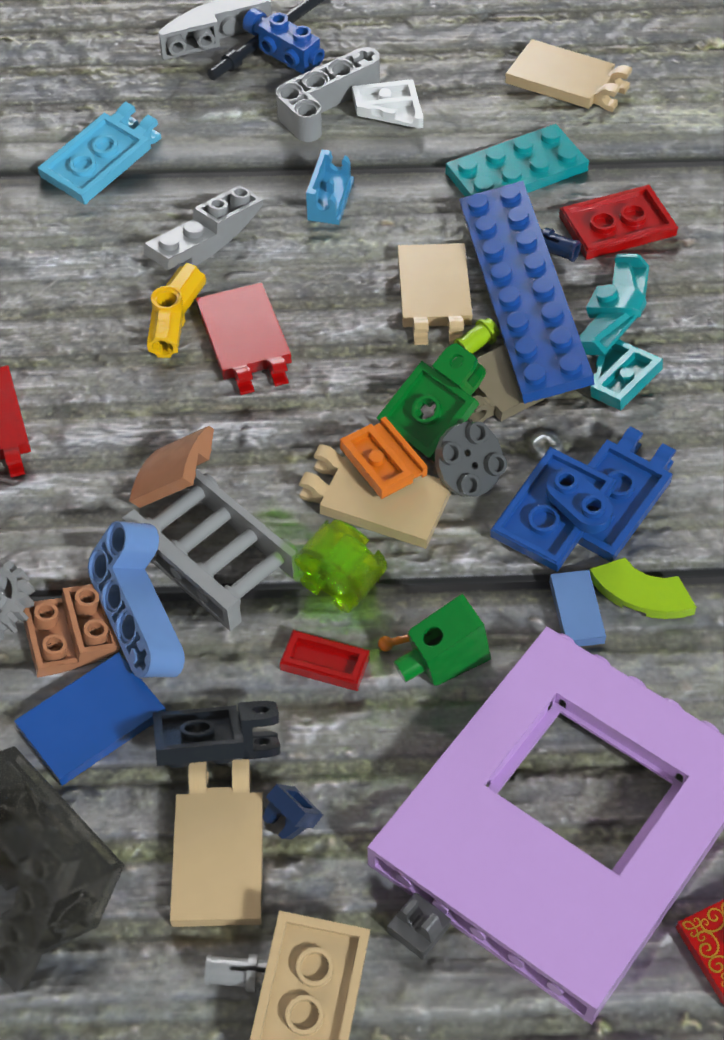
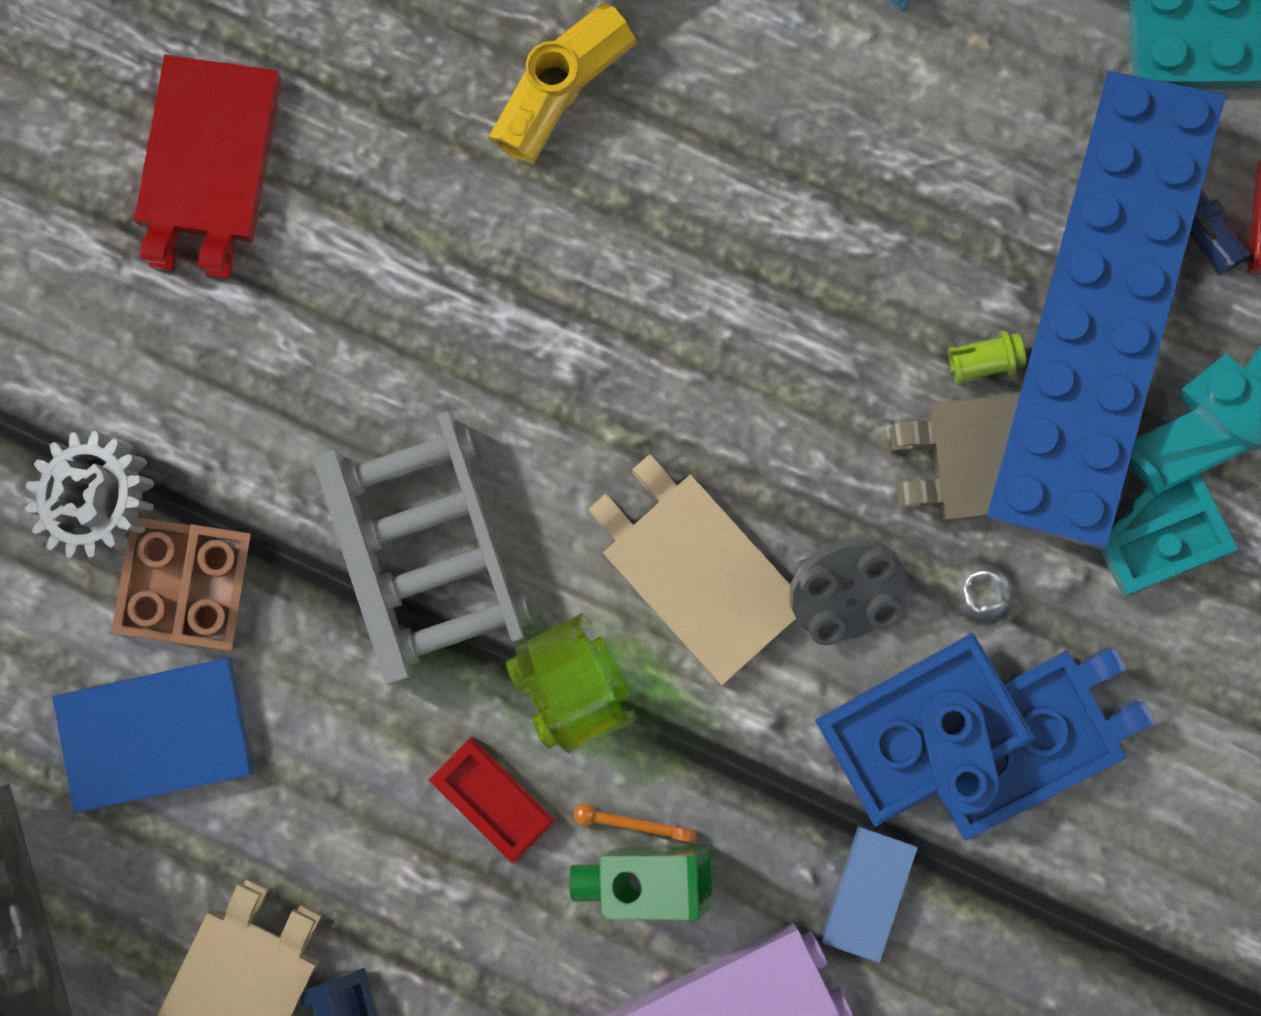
camera: 30 degrees right, 30 degrees up
(131, 601) = (272, 605): medium blue beam -> none
(171, 467) = (420, 393): nougat slope -> none
(215, 734) = (312, 865): black plate -> none
(245, 335) = (648, 174): tile -> none
(383, 457) = (726, 528): orange plate -> none
(434, 289) = (978, 224): tan tile -> none
(446, 386) = (877, 457): green plate -> none
(644, 593) = (970, 914): lime tile -> none

